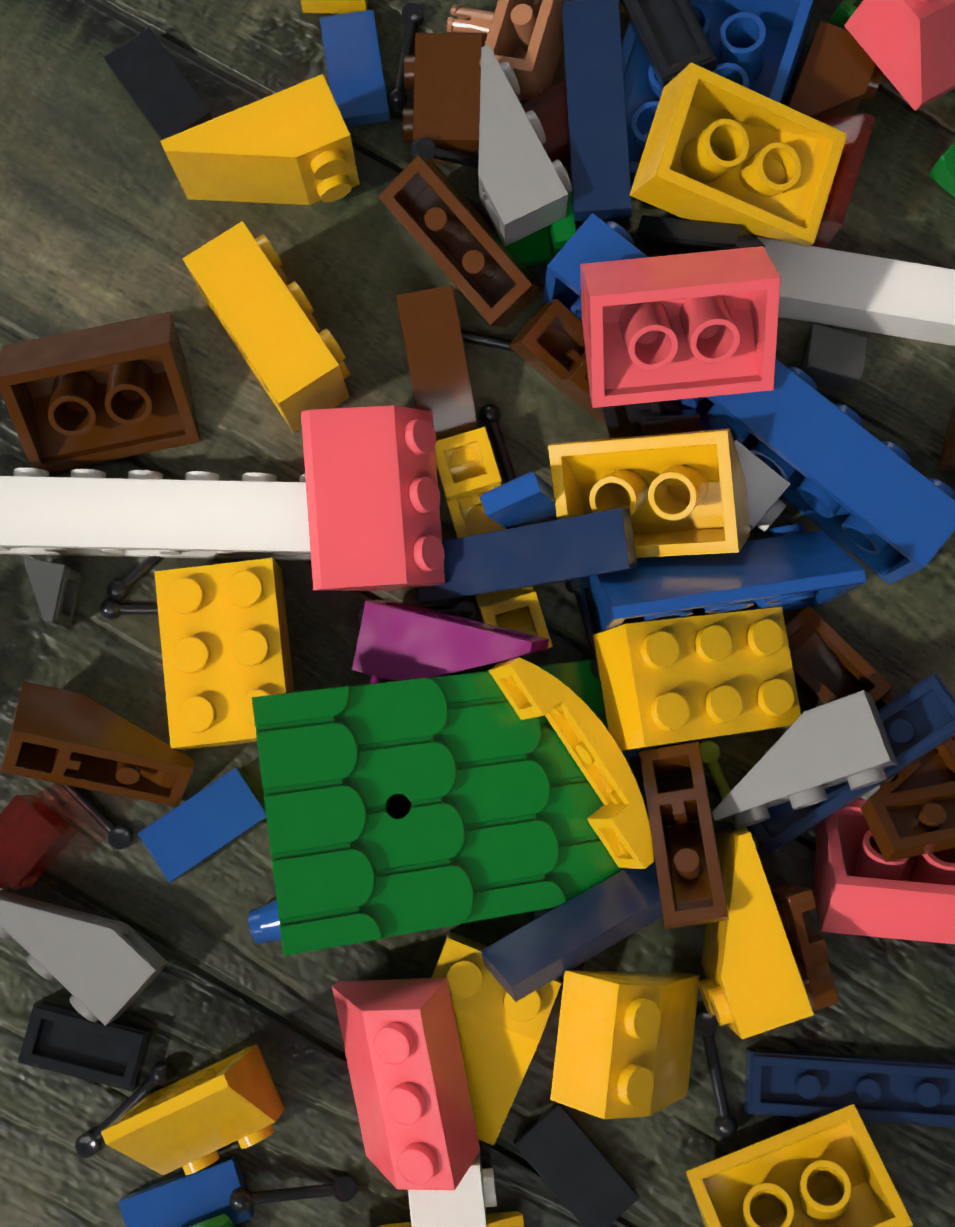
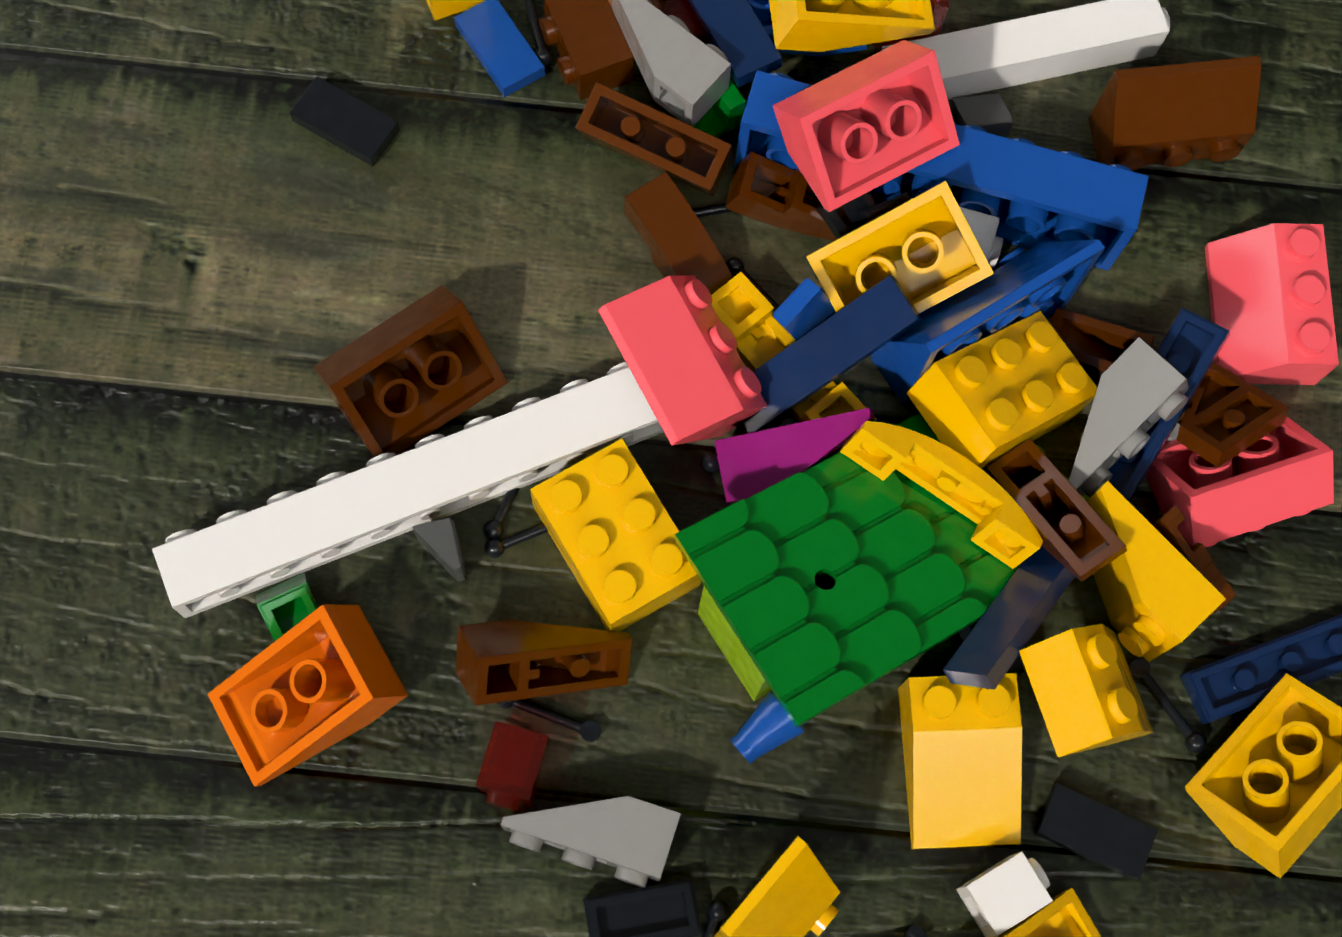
camera: 30 degrees left, 10 degrees down
(203, 824) = (657, 687): blue tile -> none
(269, 151) = (471, 128): yellow slope -> none
(270, 323) = (532, 262): yellow brick -> none
(408, 1080) = (927, 808): coral slope -> none
(426, 148) = (592, 76): black hinge -> none
(579, 588) = (869, 368): black hinge -> none
(684, 236) = (829, 63): black tile -> none

